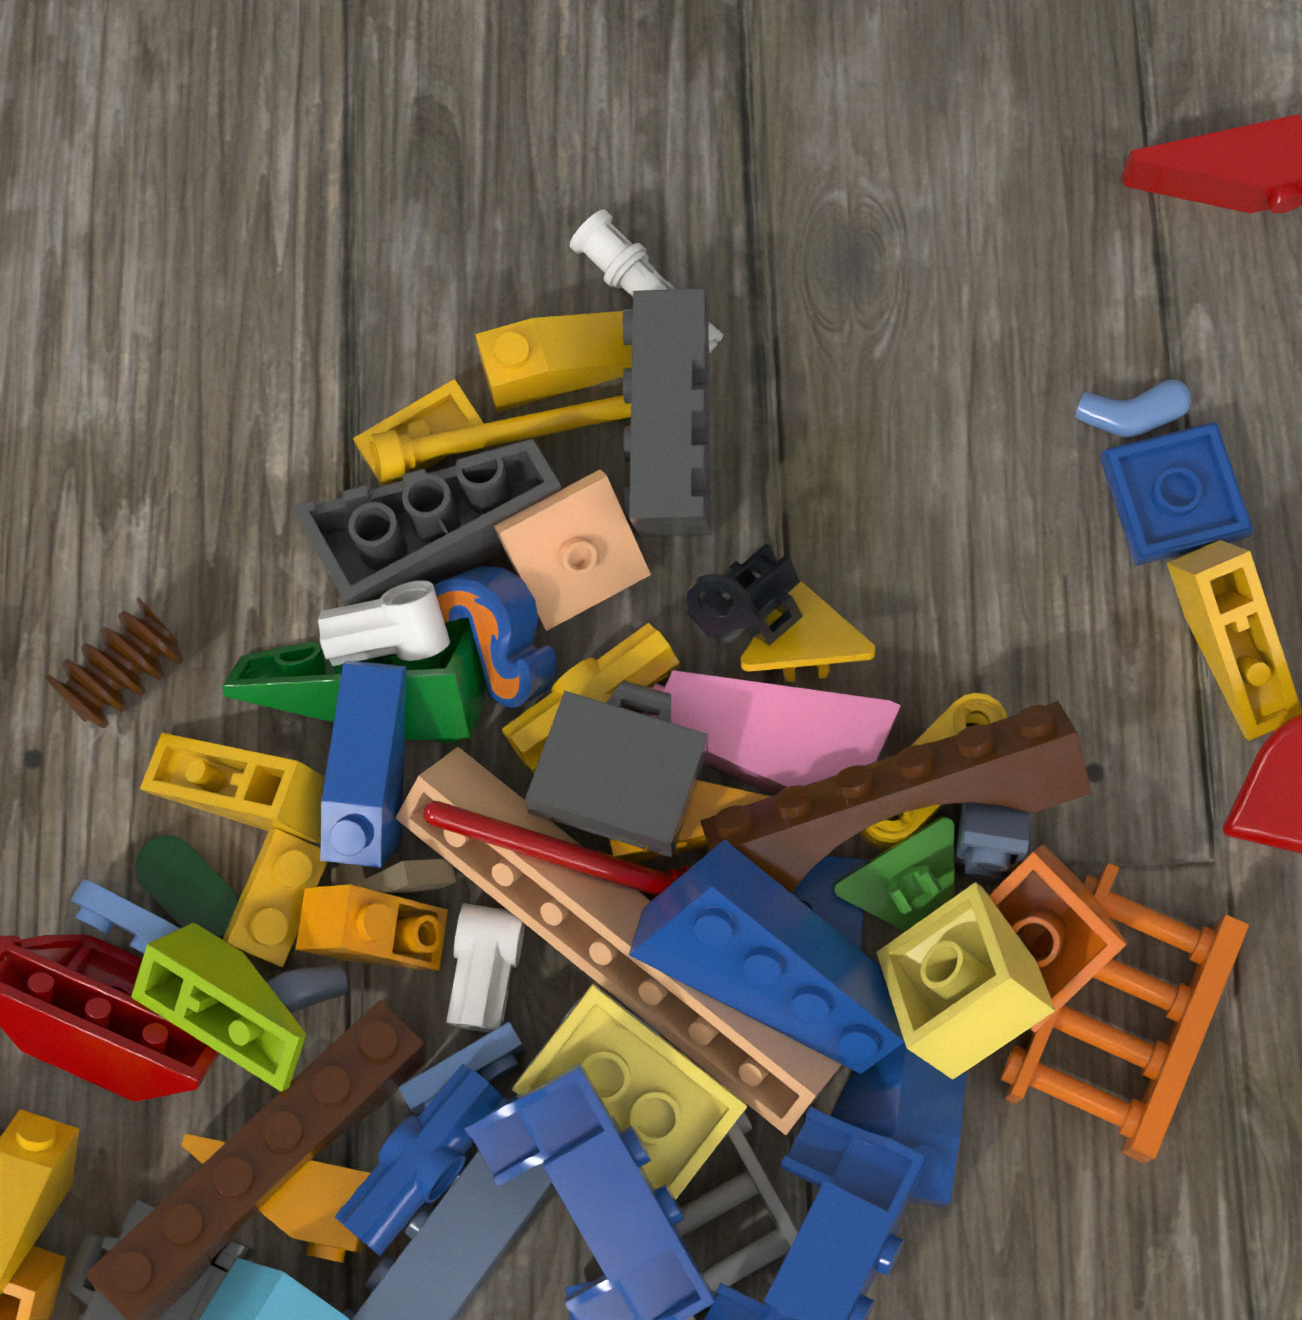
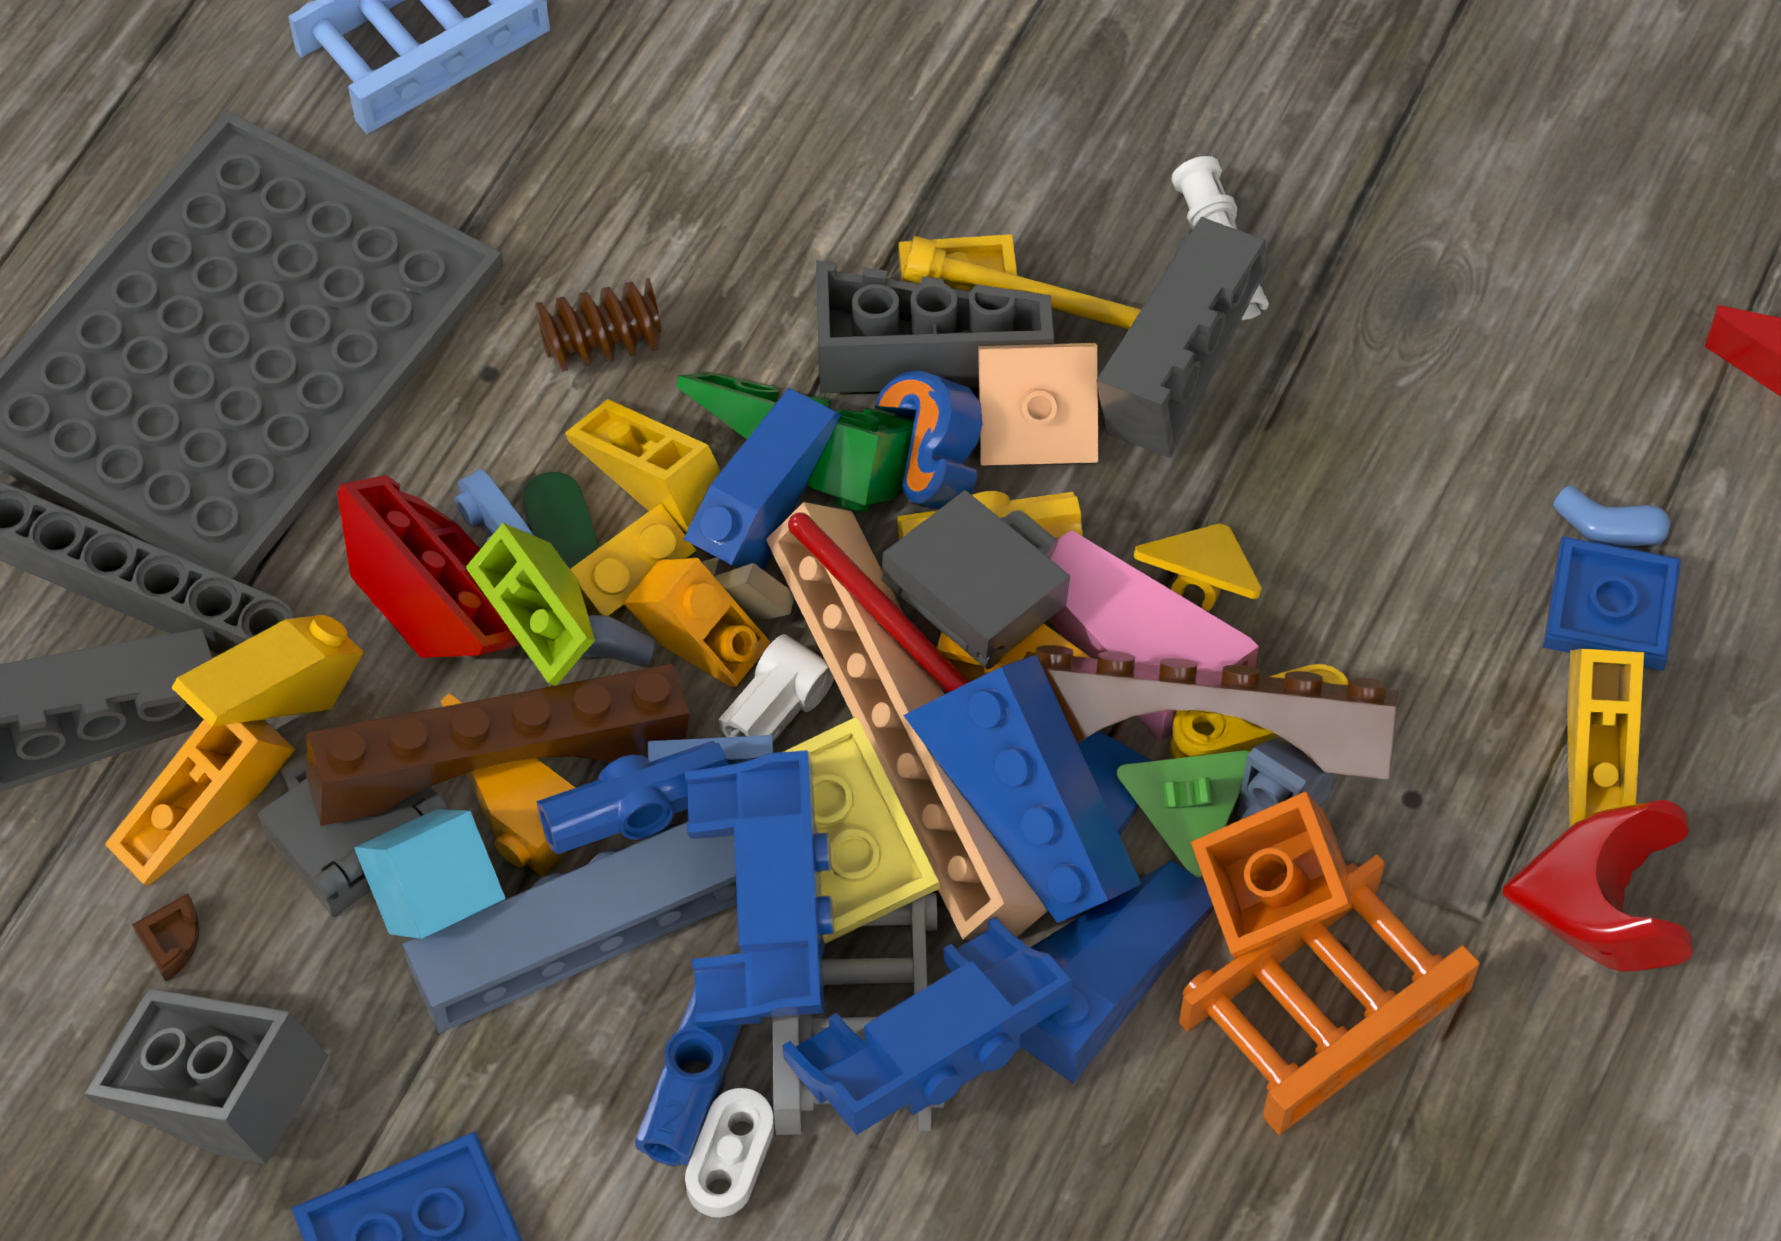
camera: 25 degrees right, 15 degrees down
(400, 622) = (855, 385): white piece -> none
(552, 356) = (1100, 252): yellow slope -> none
(746, 599) = (1172, 509): black piece -> none
(963, 983) = (1186, 877): light yellow slope -> none

